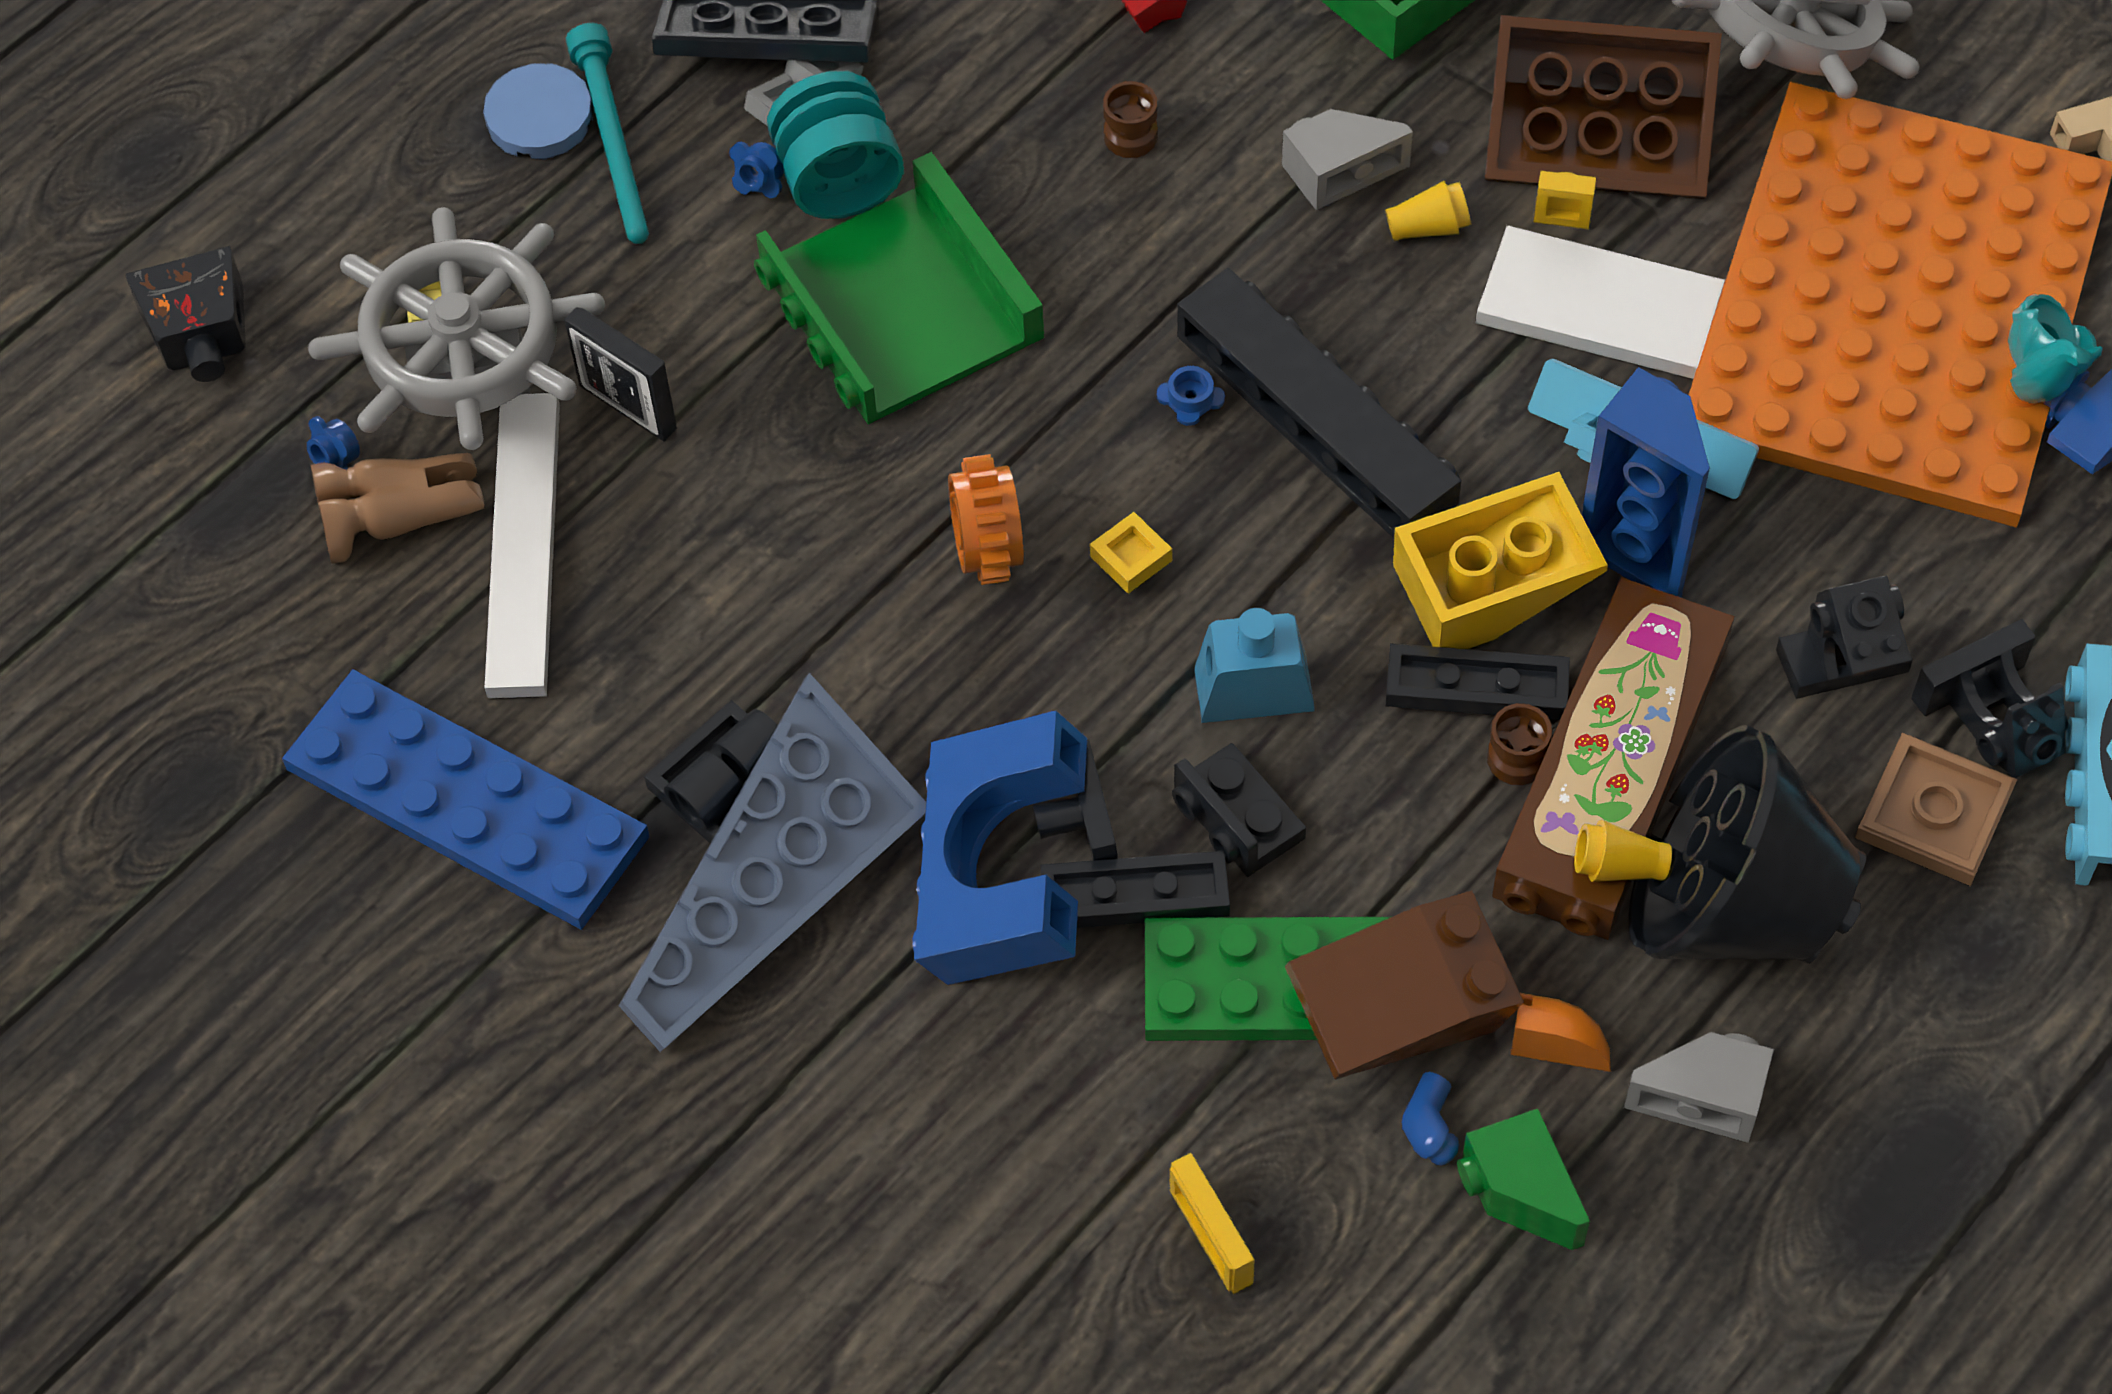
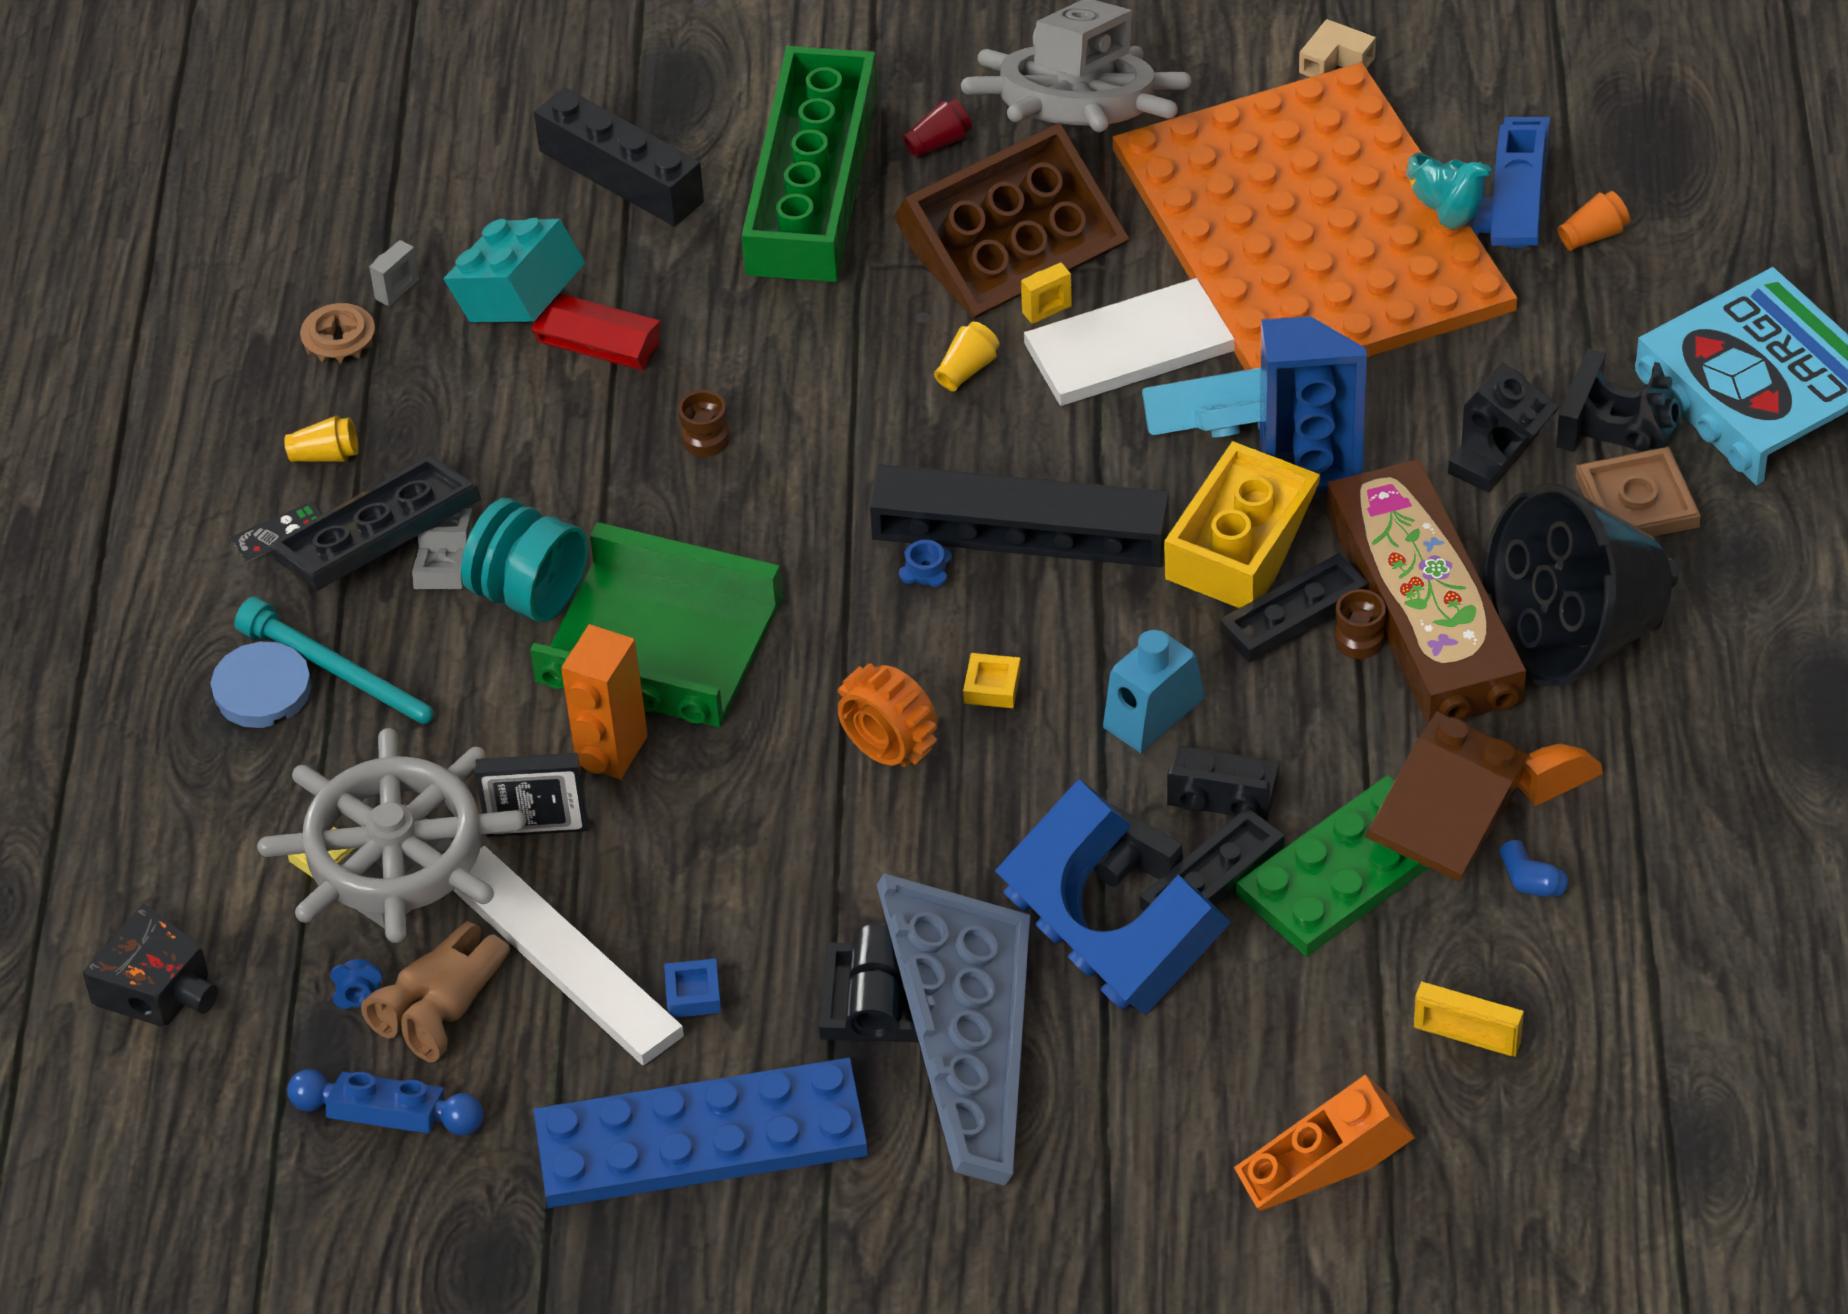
camera: 40 degrees left, 10 degrees down
(249, 572) = (385, 1102): none -> blue plate
(586, 656) = (692, 988): none -> blue plate
(748, 329) = (604, 701): none -> orange brick
(764, 160) = (468, 604): blue plate -> none
(960, 1245) = (1326, 1146): none -> orange slope
(1343, 153) = (869, 356): light grey slope -> none
(1523, 1179) = (1627, 860): green slope -> none
(1616, 853) = (1498, 632): yellow cone -> none
(1705, 1084) = (1675, 734): light grey slope -> none

